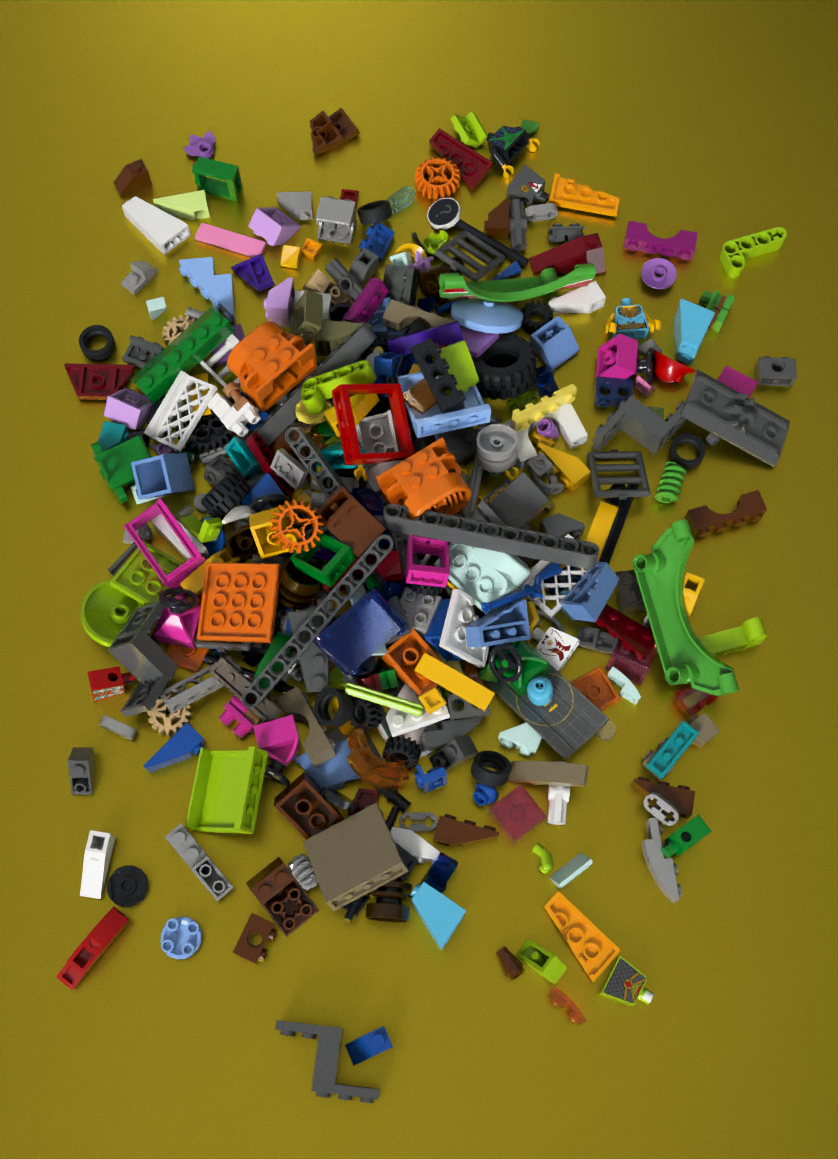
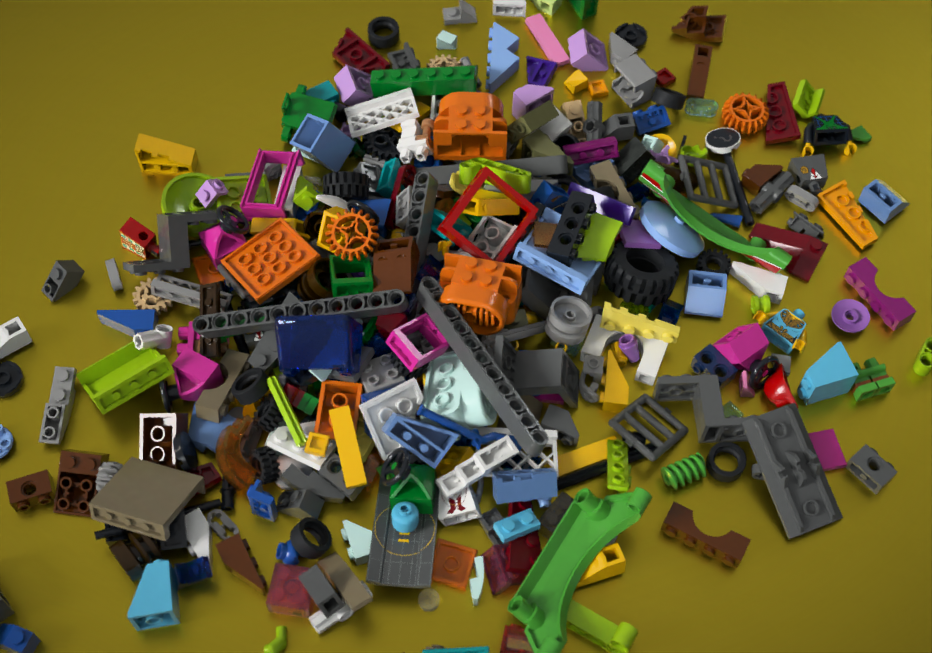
camera: 45 degrees right, 10 degrees down
(46, 599) = (164, 156): none -> yellow wedge
(124, 593) = (211, 191): none -> lavender bracket
(213, 742) = (159, 337): none -> white piece
(289, 181) = (633, 34): none -> black tile
(370, 169) = (699, 71): none -> reddish brown slope
(546, 794) = (321, 591): none -> dark grey slope
(550, 610) = (477, 466): none -> white slope
(595, 167) = (882, 200): none -> medium blue slope
(595, 317) = (760, 303): none -> lime wheel
(615, 624) = (516, 525): none -> medium azure plate
(633, 520) = (617, 466): none -> lime bracket

